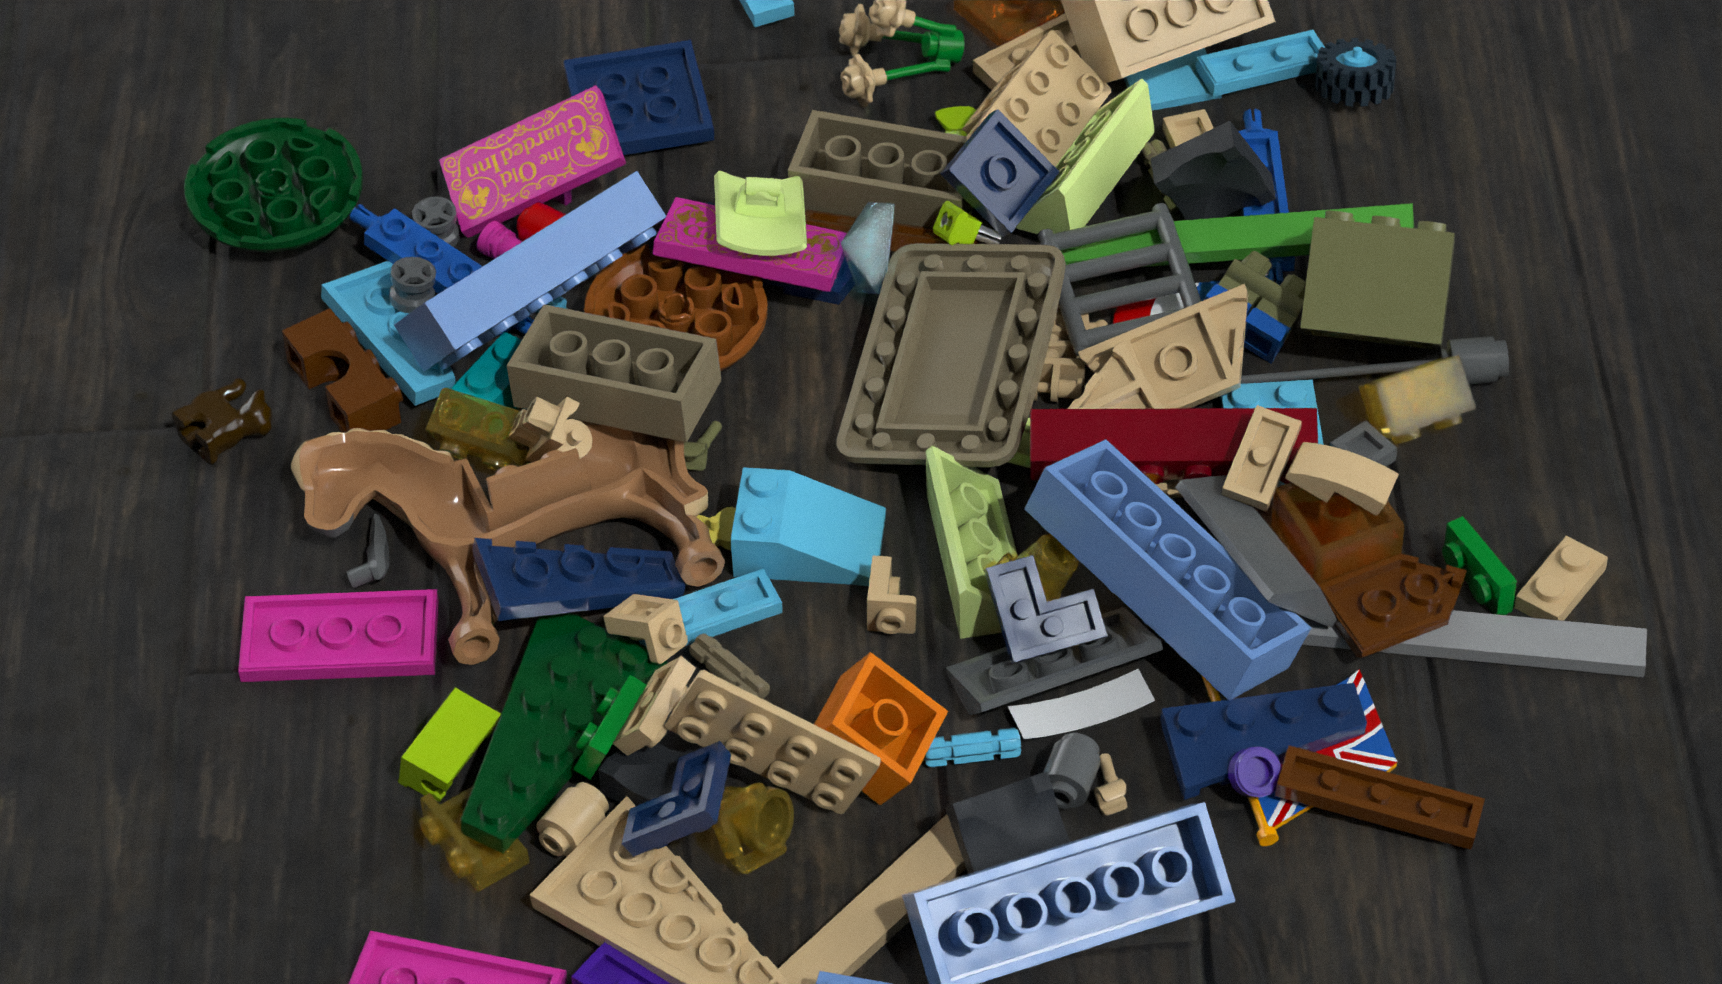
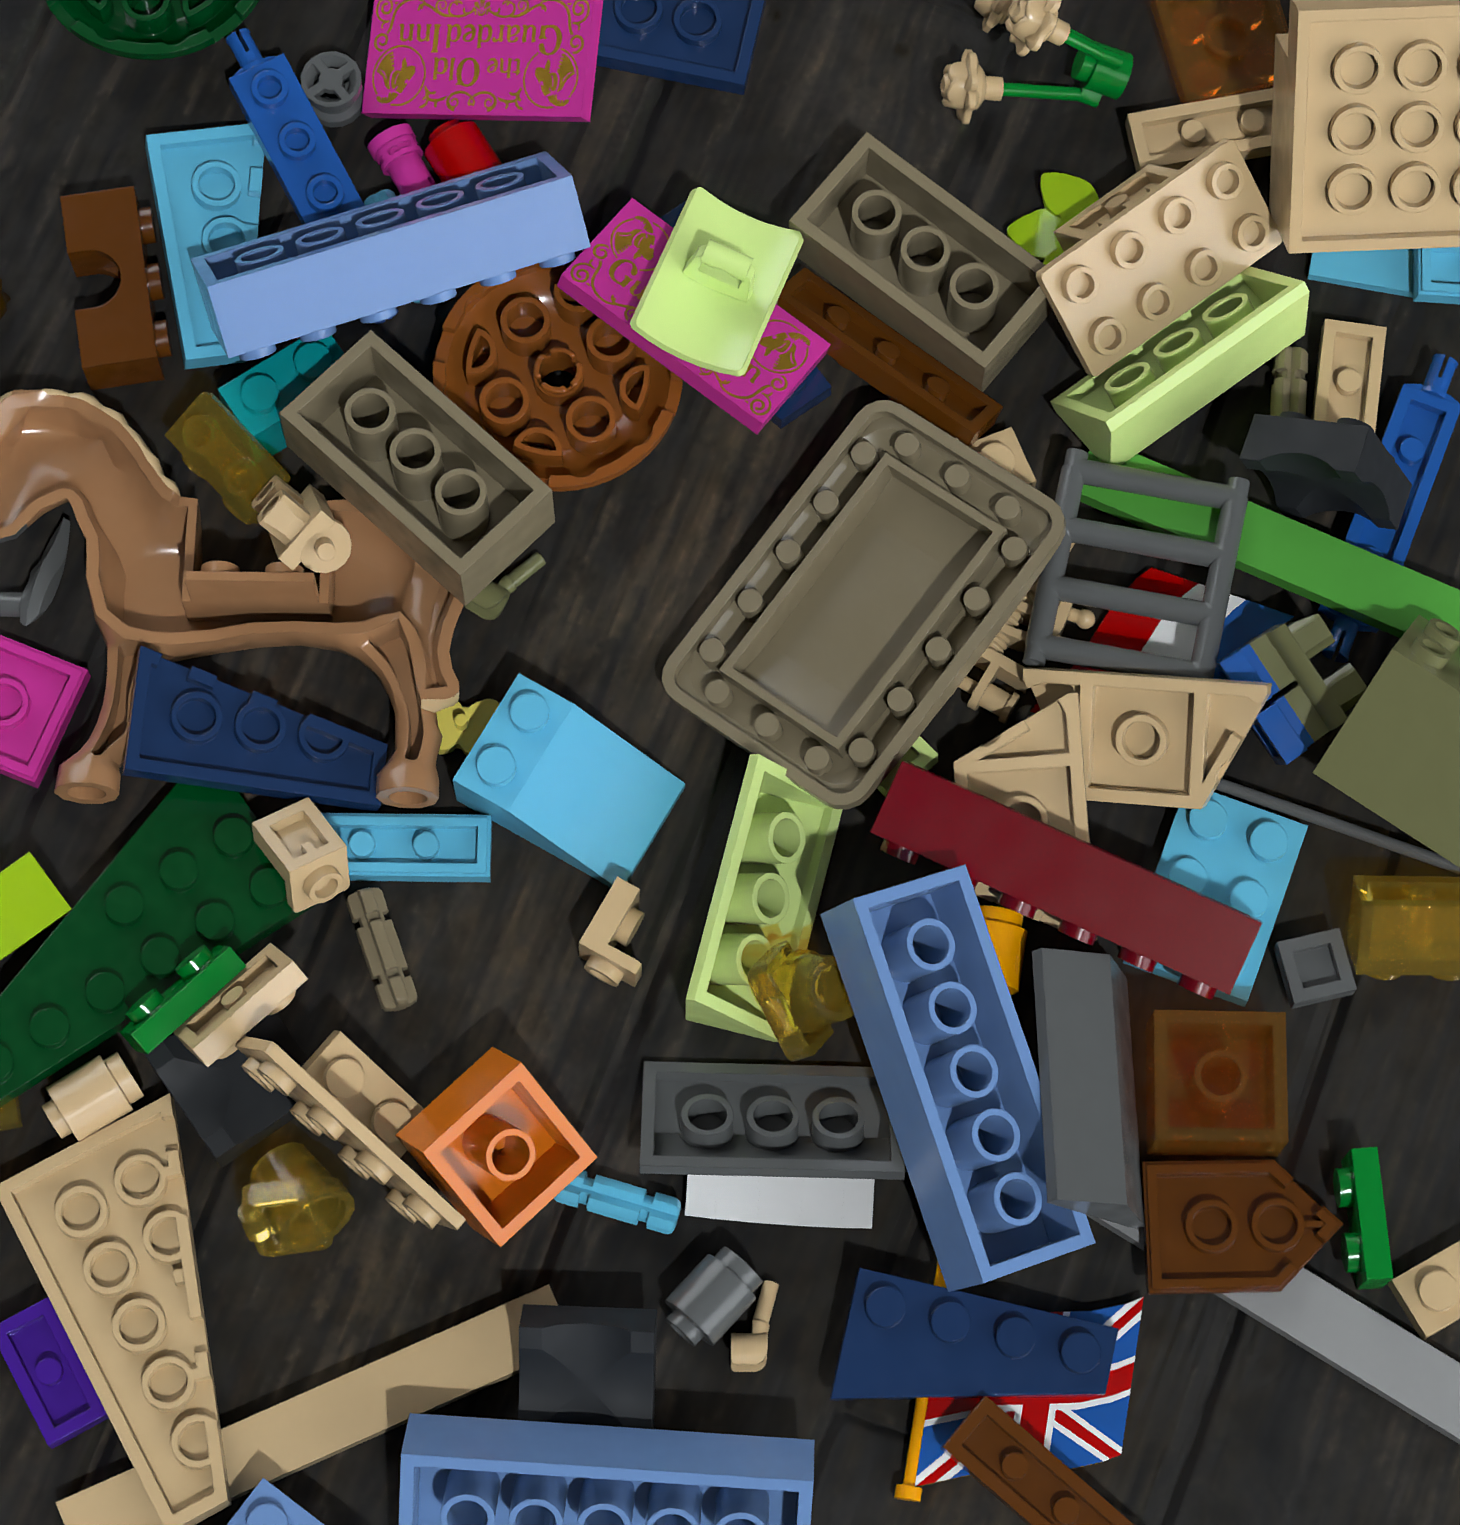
camera: 20 degrees right, 25 degrees up
(411, 283) = (257, 175): dark grey wheel -> none
(689, 806) = (214, 1176): dark blue plate -> none
(868, 246) = (838, 382): clear light blue slope -> none
(960, 227) = (966, 405): lime piece -> none
(1000, 173) = (1051, 350): plate -> none
(1030, 622) = (764, 1079): plate -> none
(1254, 771) = (927, 1411): dark purple tile -> none
(1261, 458) = (1153, 971): tan plate -> none
(1330, 469) = (1241, 1044): tan slope -> none

